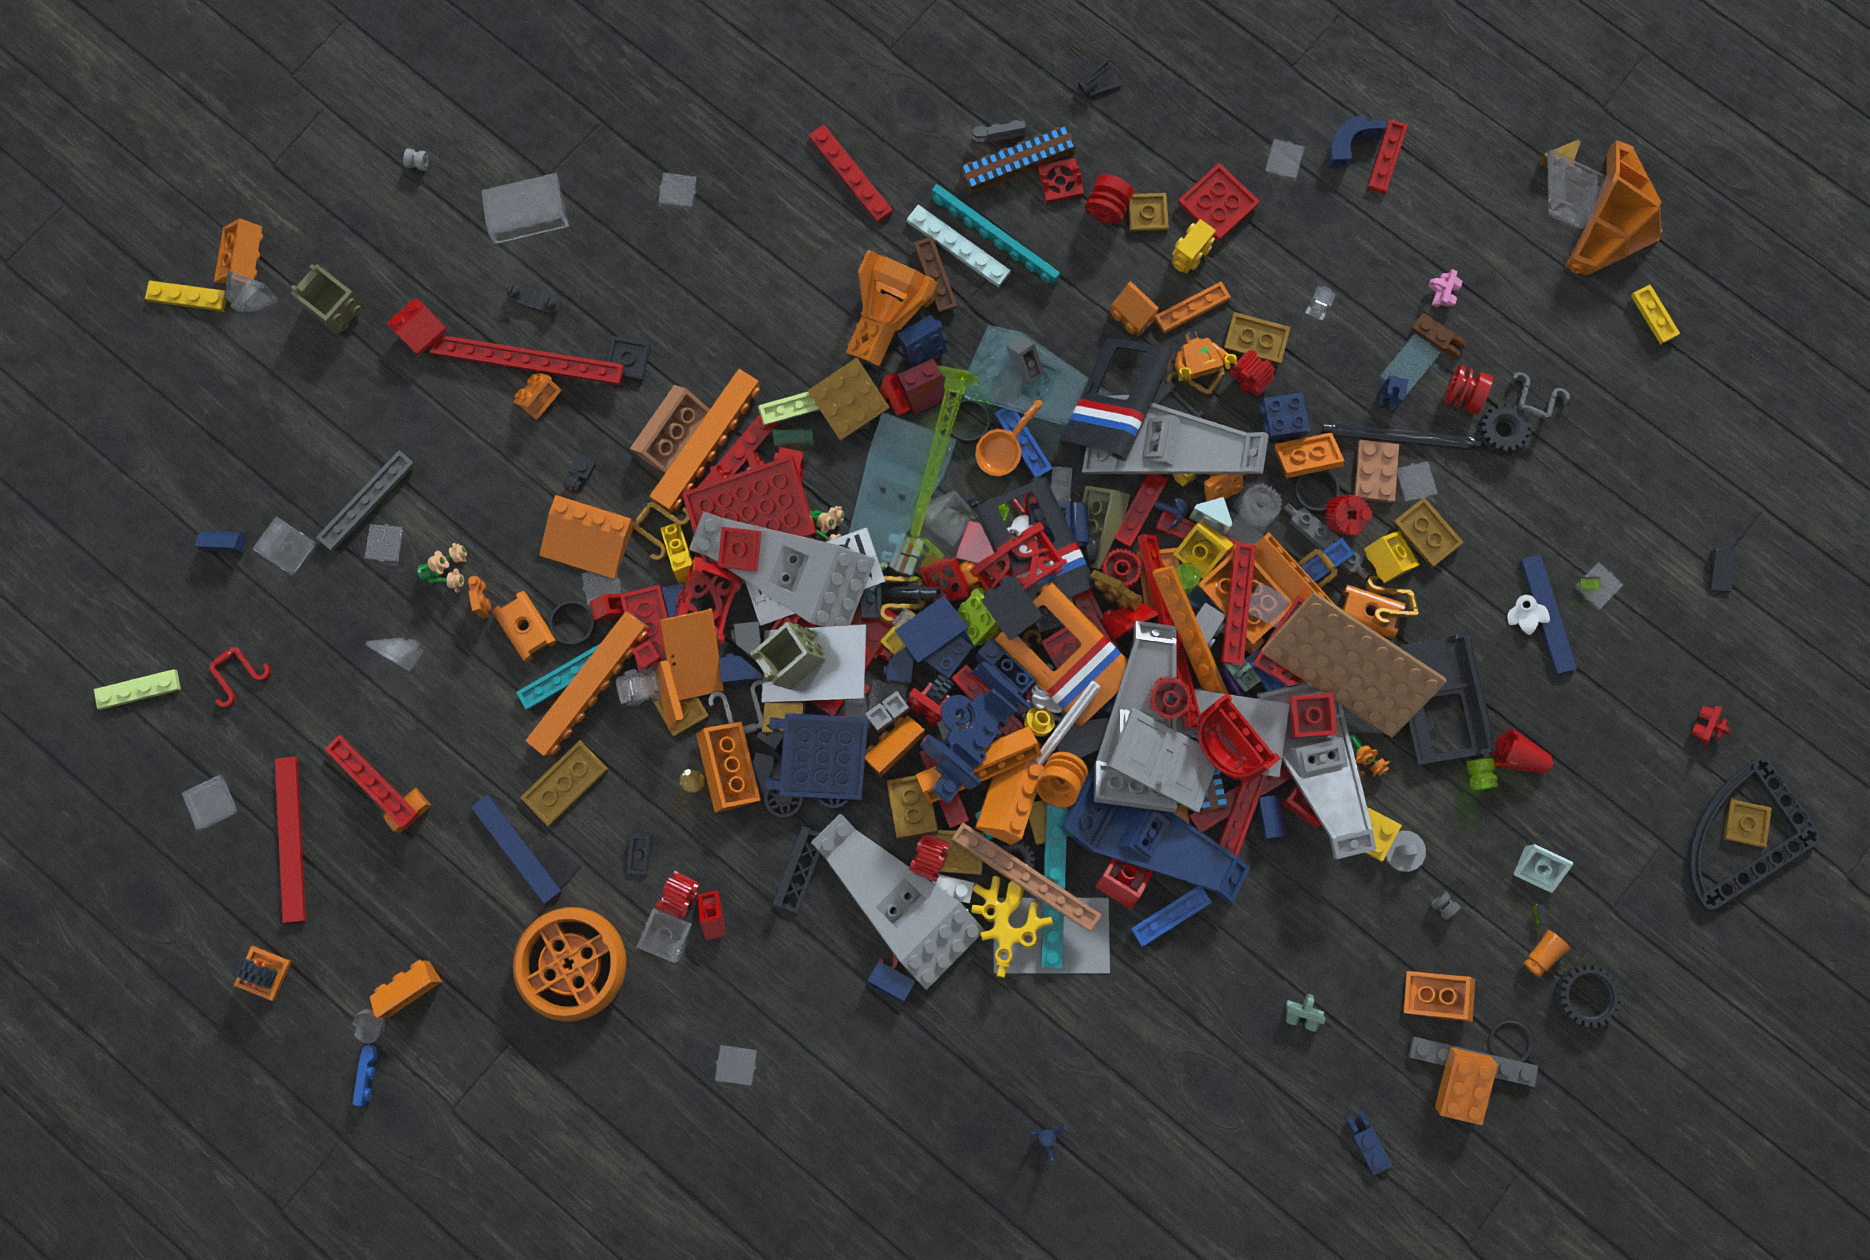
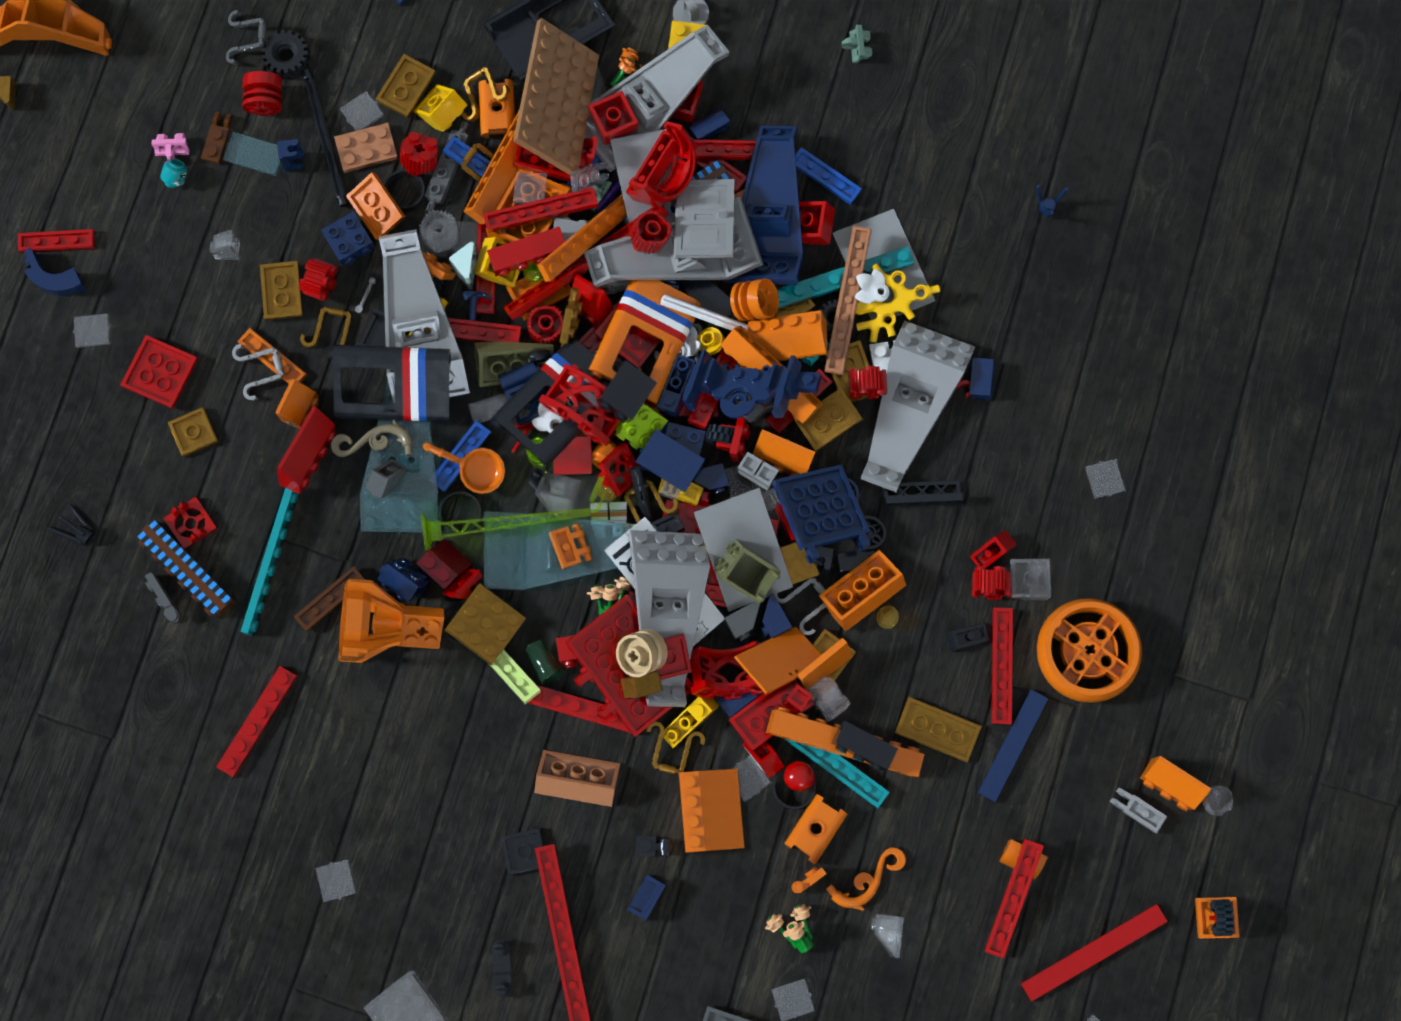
camera: 115 degrees left, 0 degrees up
(364, 1075) = (1256, 784): blue hinge -> none
(396, 945) = (1140, 811): none -> light grey hinge
(451, 660) = (856, 903): none -> orange plant
(535, 448) = (646, 897): none -> dark blue hinge
(537, 394) = (594, 920): orange bracket -> none
(572, 696) = (864, 746): none -> black brick
(578, 629) = (799, 776): none -> red hair
(595, 872) = (1002, 666): none -> red plate
(705, 441) = (575, 741): orange brick -> none
(722, 511) = (641, 686): none -> pearl gold slope
(749, 519) = (641, 652): none -> tan wheel
(887, 496) = (566, 549): none -> orange plate
(958, 246) = (292, 591): light aqua plate -> none
(1031, 905) = (870, 286): none -> white plate
(1074, 364) = (371, 436): none -> dark tan plant
(1083, 299) = (306, 451): none -> red slope
(1109, 199) = (197, 466): red wheel -> none
(1185, 308) = (278, 365): none -> light grey piece
(1193, 246) = (215, 375): yellow brick -> none
(1198, 569) = (524, 251): none -> red brick
(1201, 358) = (321, 328): orange torso -> none
(1210, 405) = (359, 309): none -> light grey hinge
(1256, 665) = (588, 176): none -> clear hinge
(1415, 281) = (173, 173): none -> teal head
(1572, 190) = (34, 66): clear slope -> none

